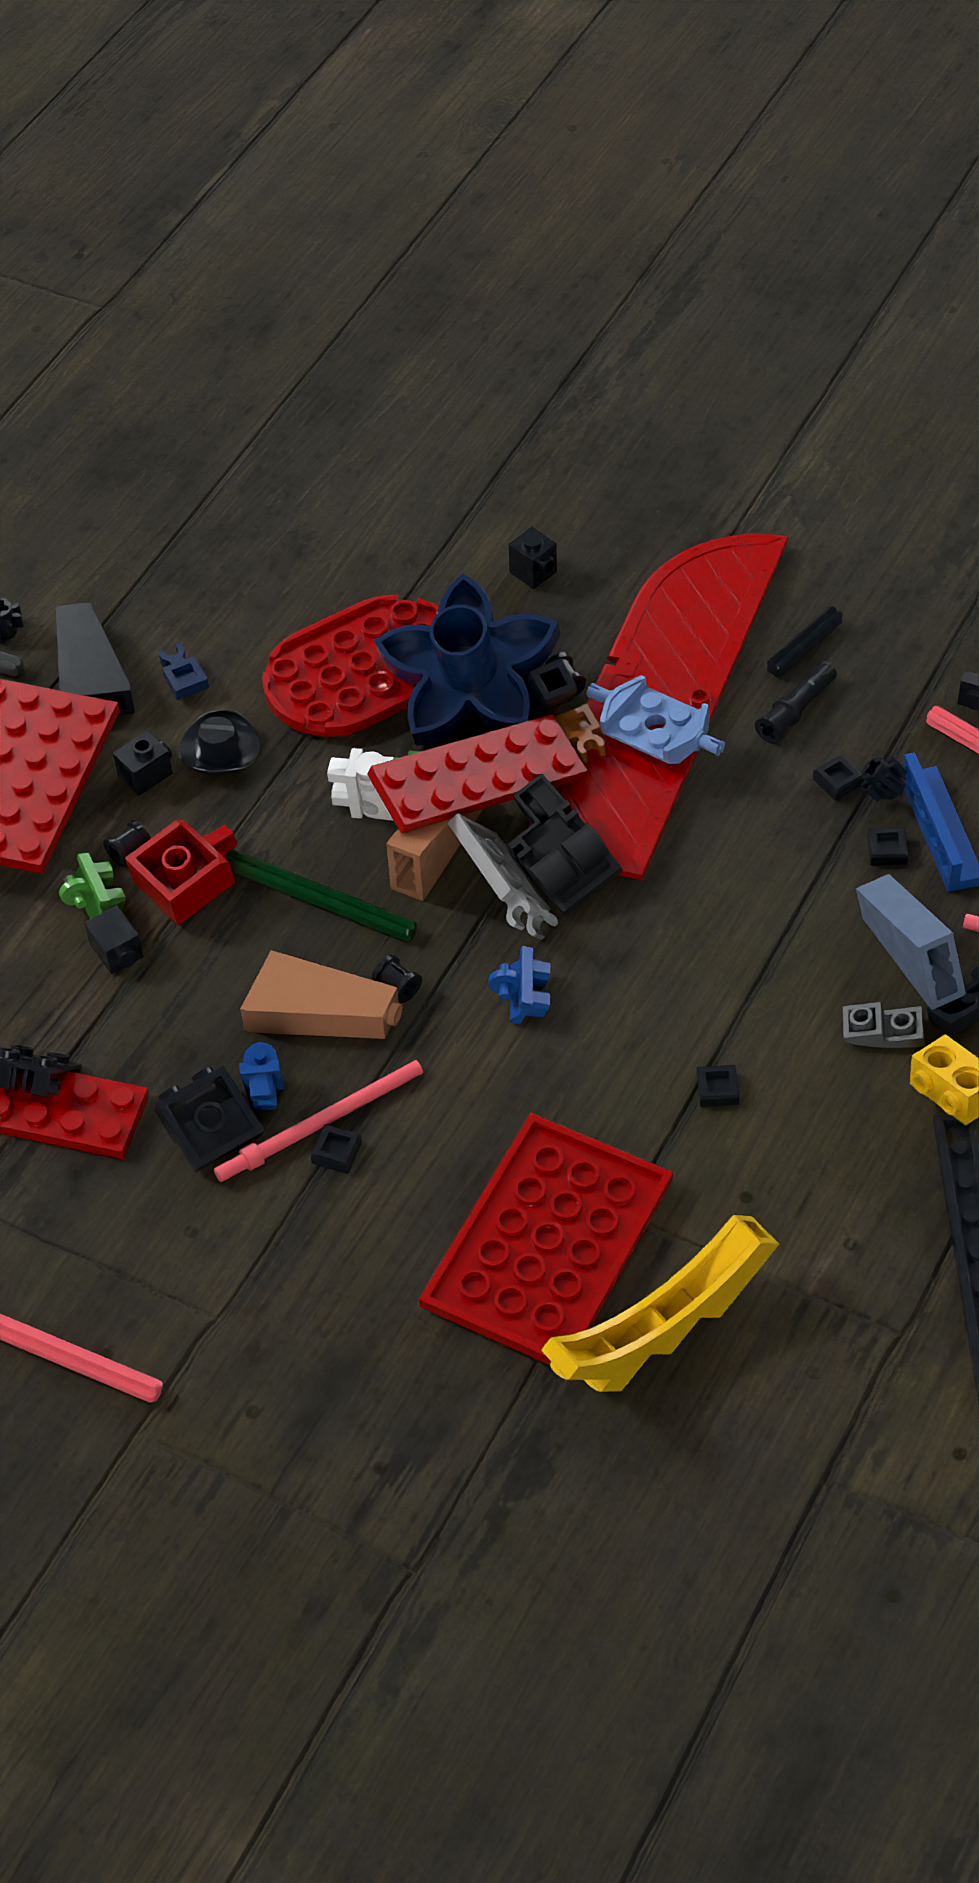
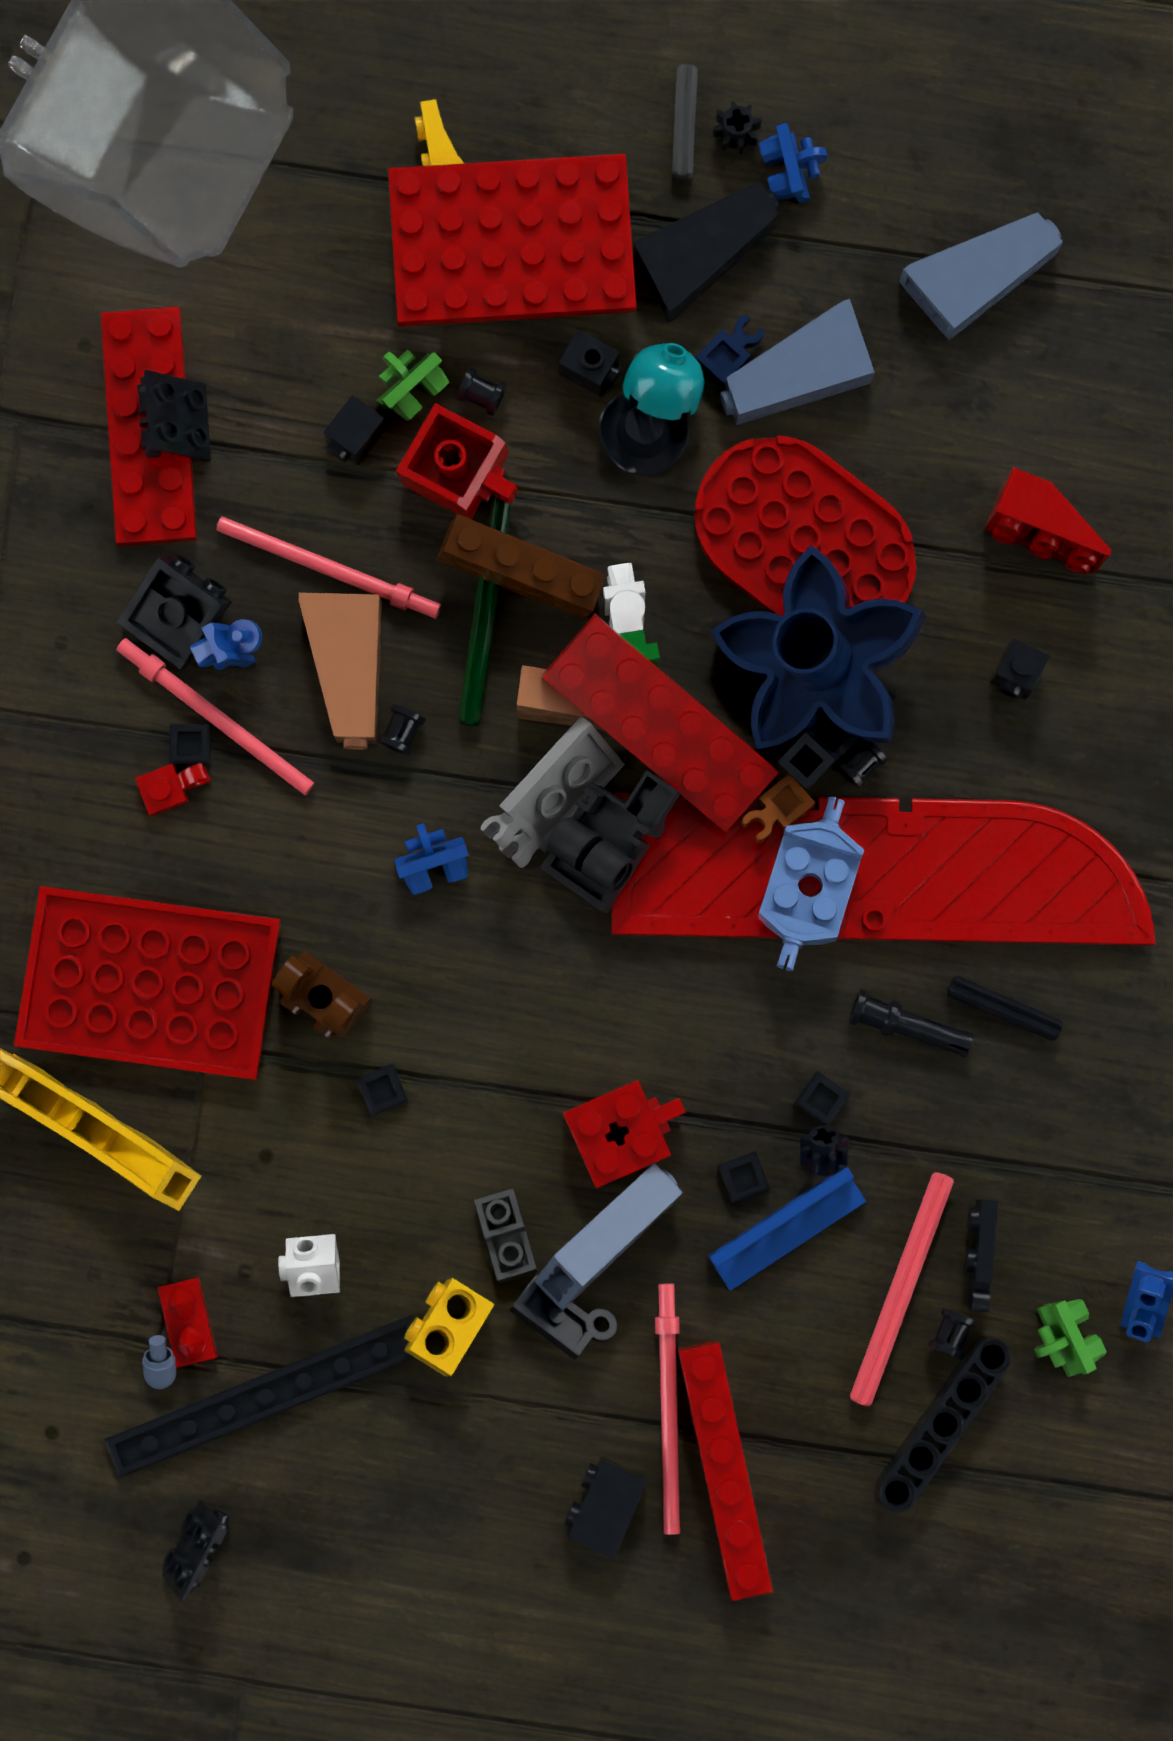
camera: 65 degrees right, 30 degrees up
(49, 588) = (784, 148): none -> blue hips
(185, 704) = (665, 381): none -> teal cylinder
(204, 507) = (976, 274): none -> sand blue slope
(221, 1000) = (399, 596): none -> coral bar
(222, 626) = (803, 368): none -> sand blue slope
(295, 844) = (521, 567): none -> reddish brown brick
(368, 1176) = (166, 788): none -> red plate
(423, 506) = (1044, 521): none -> red slope
(630, 1080) = (302, 977): none -> reddish brown brick
(820, 913) = (628, 1109): none -> red hinge
(864, 1170) = (311, 1265): none -> white brick
(885, 1300) = (187, 1322): none -> red tile
(919, 1329) = (159, 1364): none -> sand blue cylinder

